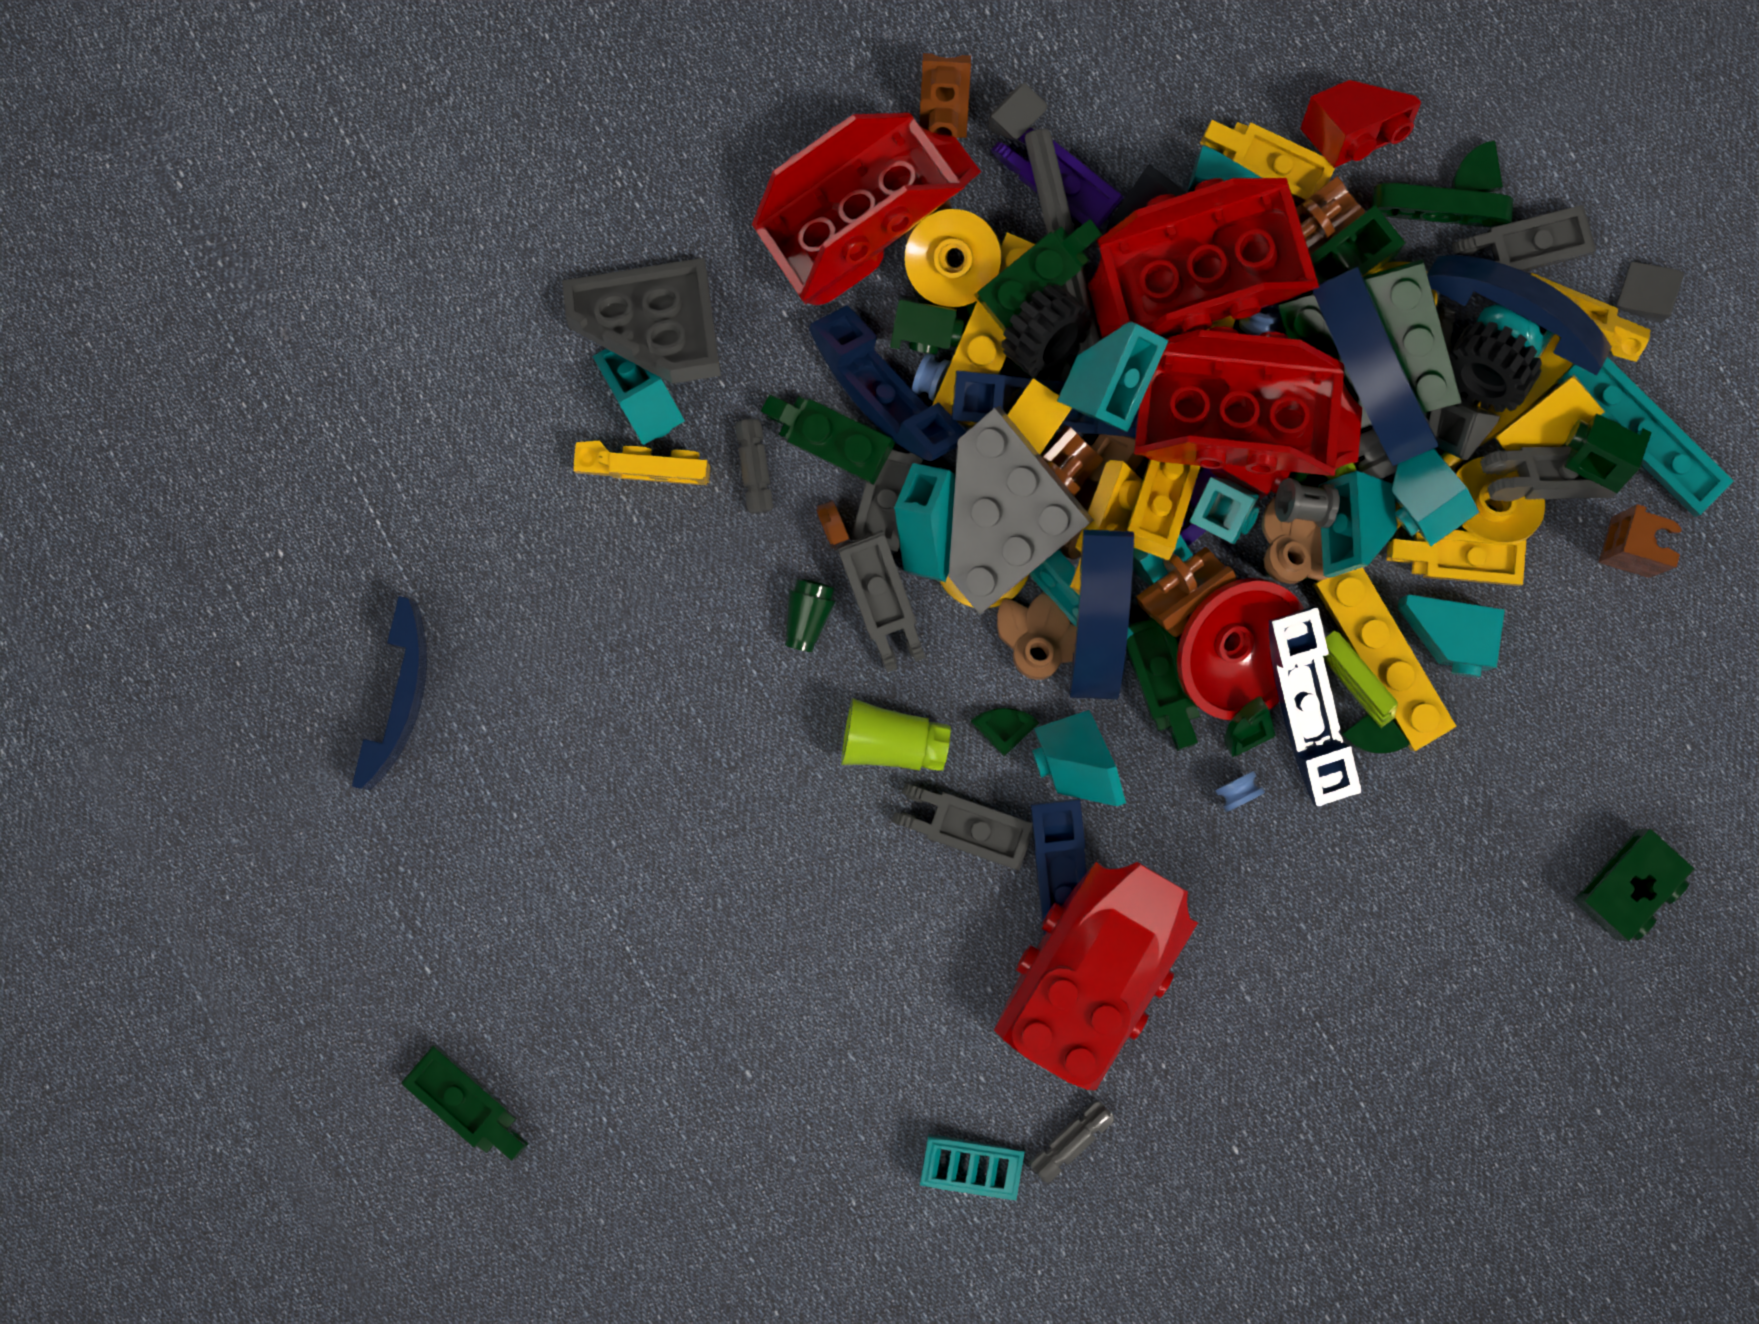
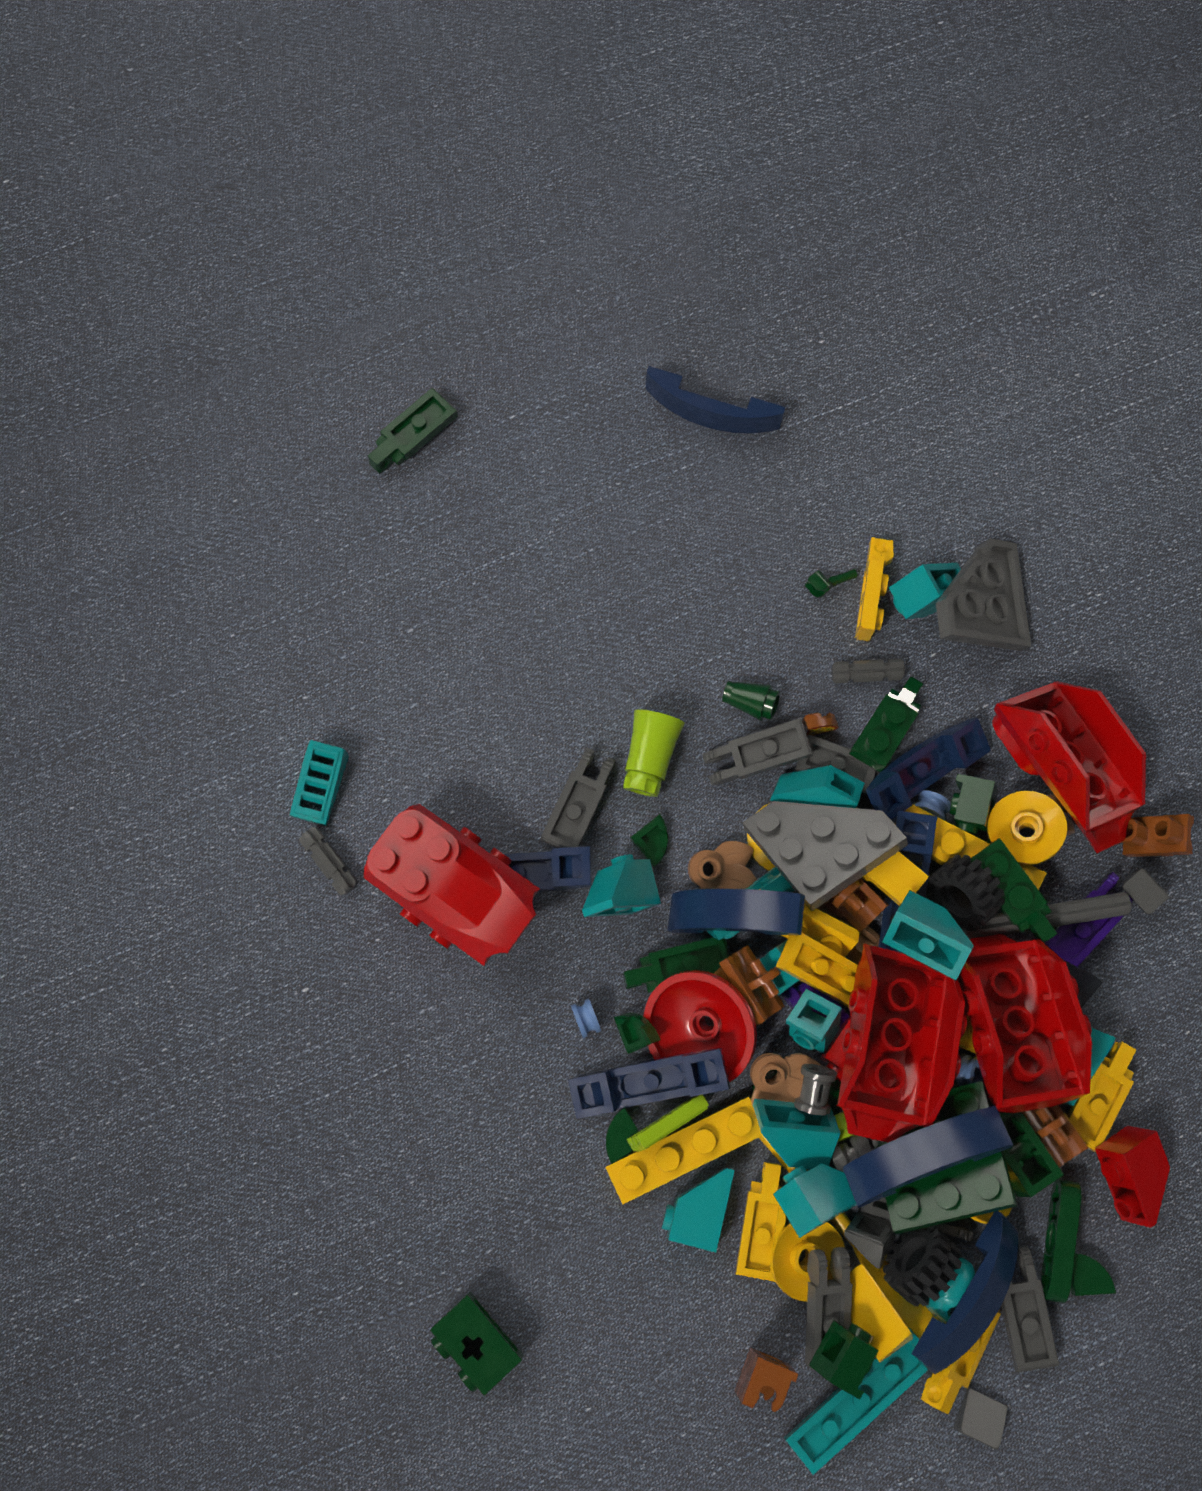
camera: 90 degrees right, 10 degrees down
(640, 535) = (820, 585): none -> dark green hand

